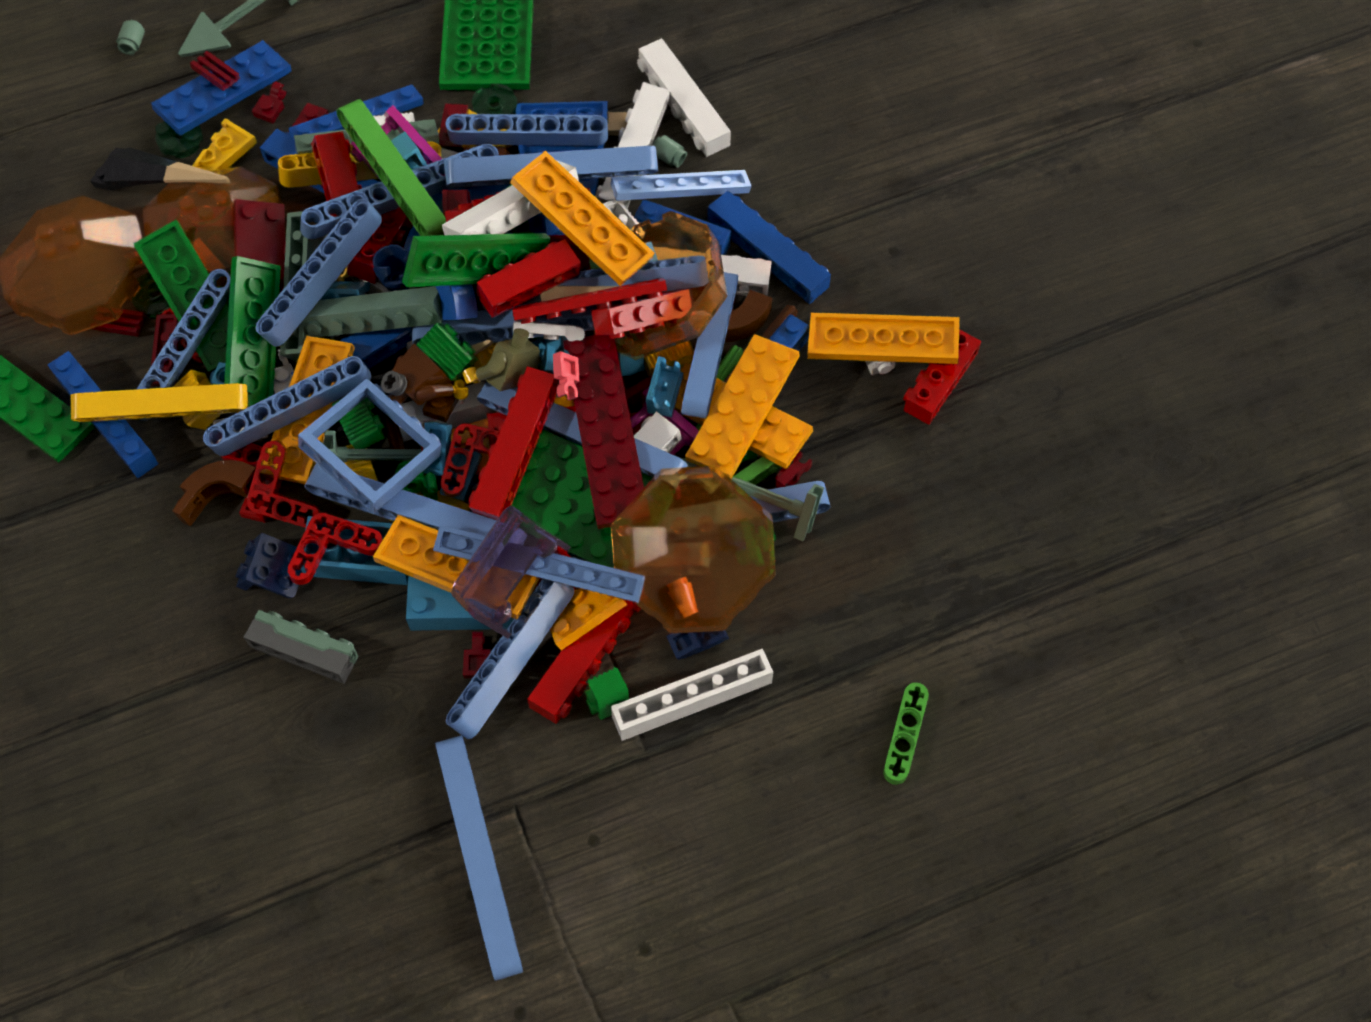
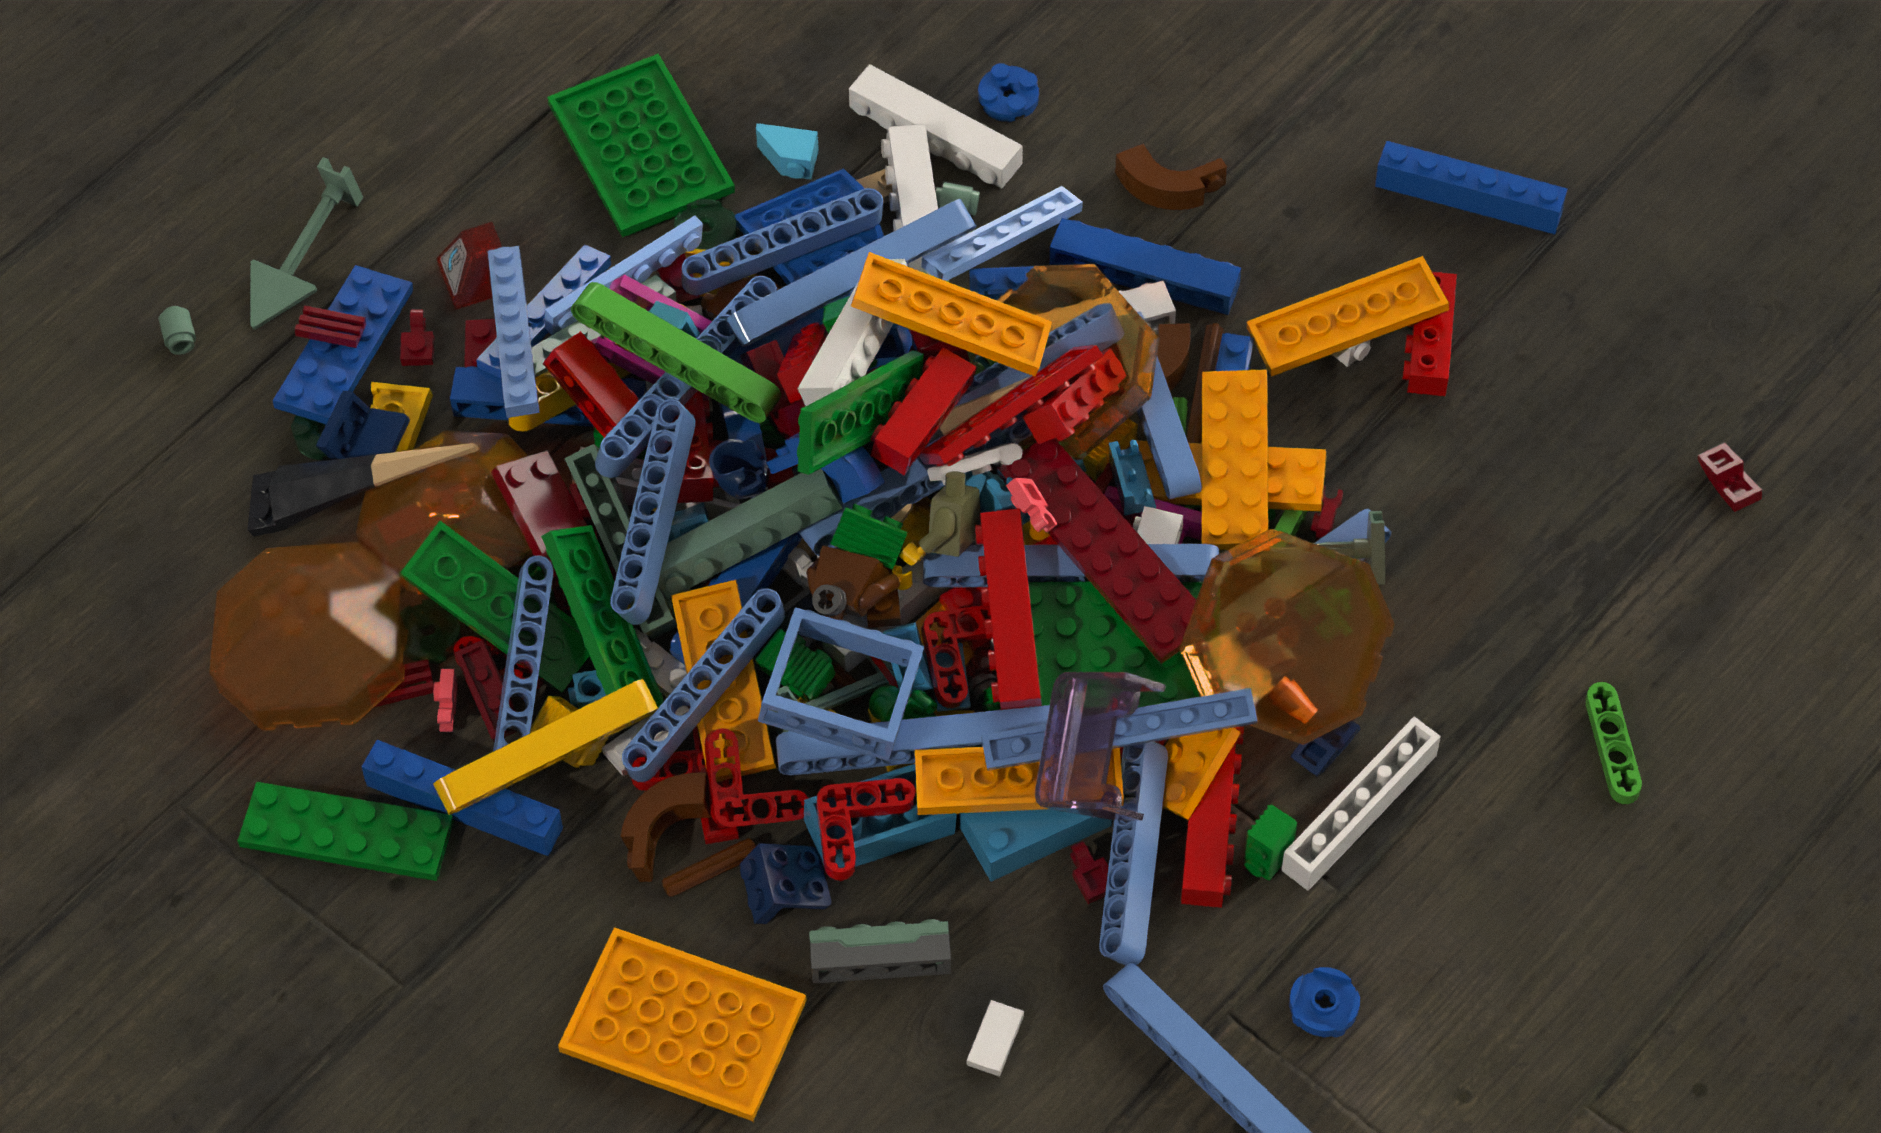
camera: 25 degrees left, 5 degrees down
(138, 343) = (446, 694): none -> coral plate
(144, 636) = (683, 1024): none -> light orange plate
(189, 143) = (360, 430): none -> dark blue bracket
(228, 534) = (707, 868): none -> reddish brown axle
(311, 118) = (513, 332): none -> medium blue plate
(336, 71) = (466, 265): none -> clear red slope
(342, 745) = (995, 1038): none -> white tile
(430, 106) = (637, 266): none -> light blue plate
(581, 75) = (789, 149): none -> medium azure slope
(584, 846) = (1321, 1021): none -> blue plate
(747, 84) = (1008, 78): none -> blue plate
(816, 200) = (1167, 187): none -> reddish brown arch
(1029, 285) = (1470, 187): none -> blue brick
(1103, 573) = (1726, 474): none -> dark red slope

